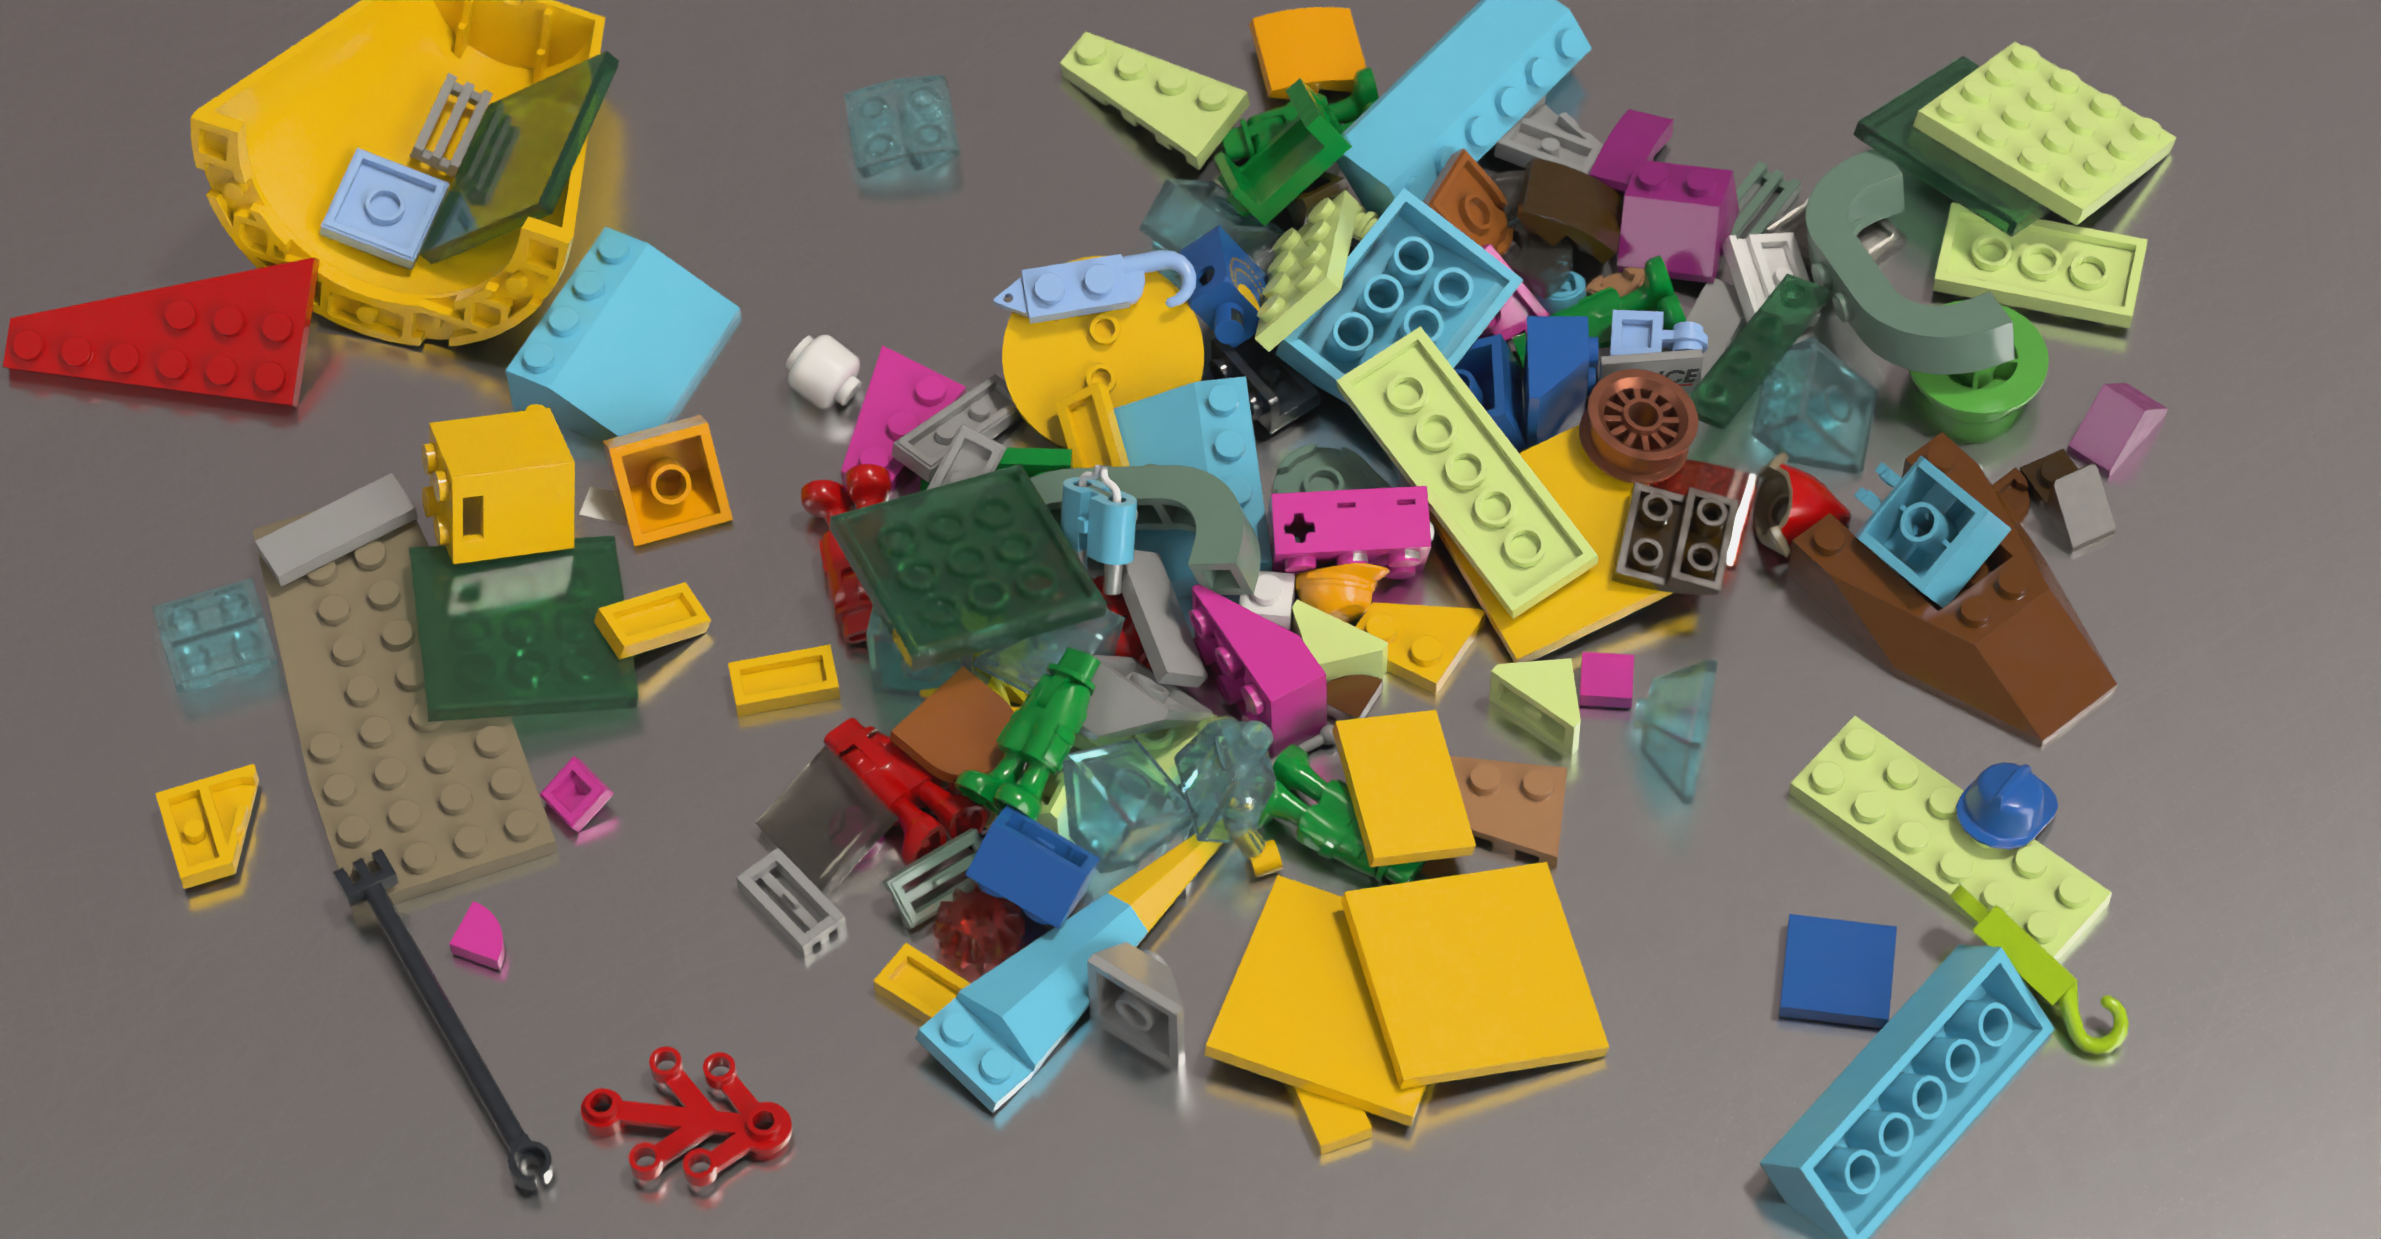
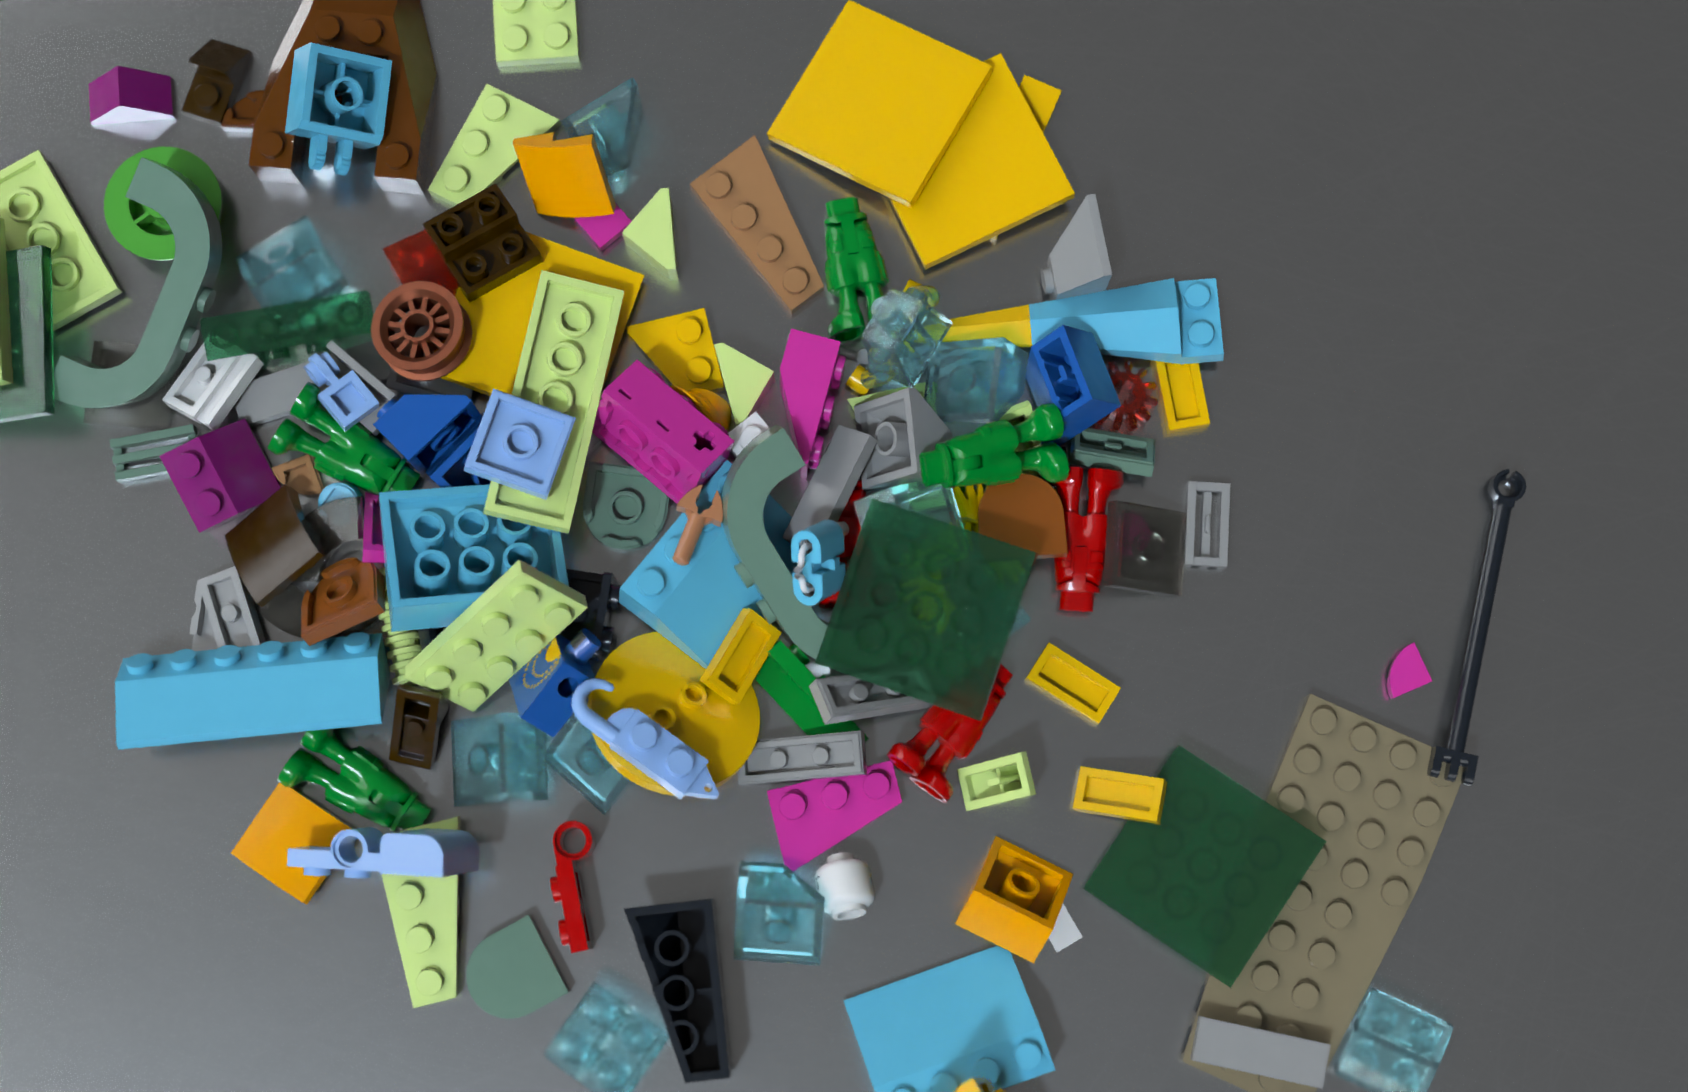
camera: 140 degrees left, 25 degrees up
(209, 823) = (1508, 906): yellow wing -> none
(500, 485) = (1142, 971): yellow container -> none
(576, 794) = (1269, 716): dark pink tile -> none
(692, 1121) = (1389, 431): red plant -> none
(768, 552) = (996, 781): none -> yellowish green slope
(867, 304) = (777, 916): none -> clear light blue slope
(879, 203) = (686, 977): none -> black wedge
(1032, 117) = (514, 972): none -> sand green tile
(1053, 196) = (567, 887): none -> red plate
(1187, 69) = (409, 852): none -> light blue plate
(1236, 469) = (695, 523): none -> nougat bar
(1288, 160) = (412, 748): green panel -> none
(1352, 696) = (761, 348): reddish brown tile -> none
(1403, 788) = (804, 242): yellow tile -> none
(1449, 397) = (519, 444): none -> light blue tile
(1632, 138) = (183, 562): magenta slope -> none
(1671, 655) = (565, 175): none -> light orange slope
(1777, 653) = (486, 145): none -> yellowish green wing
(1790, 504) = (383, 213): hat -> none

